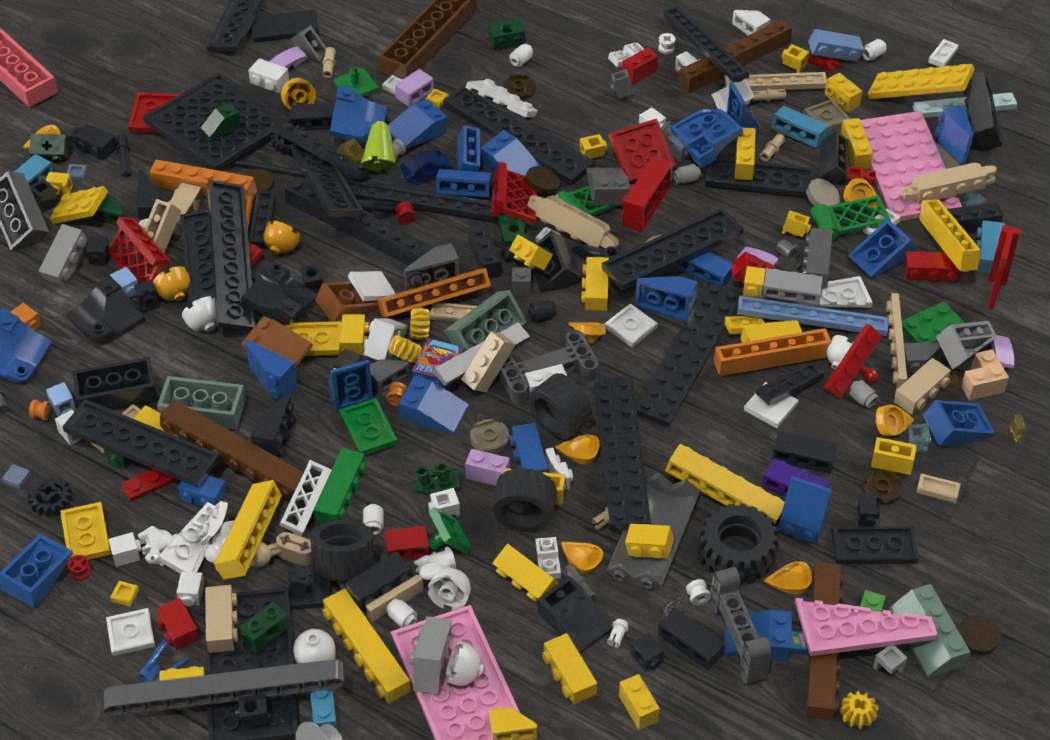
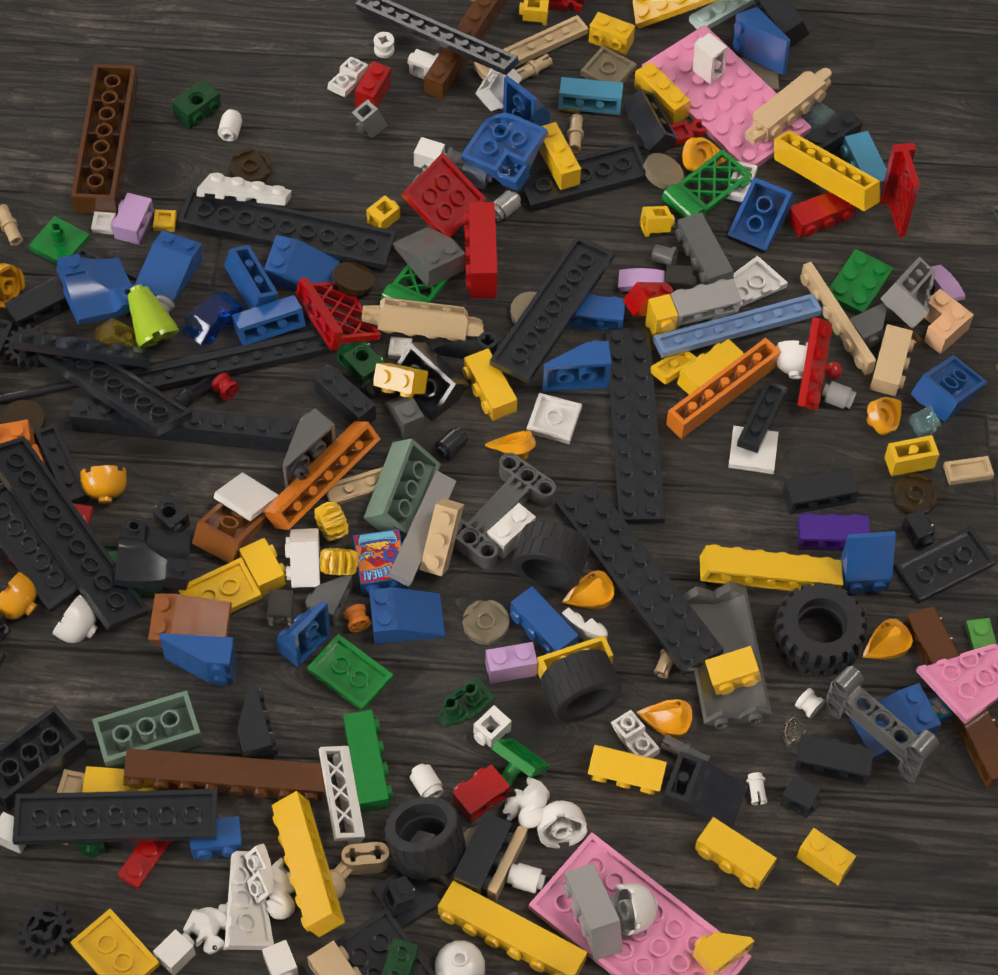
camera: 30 degrees left, 10 degrees up
(904, 129) = (709, 58): none -> white brick

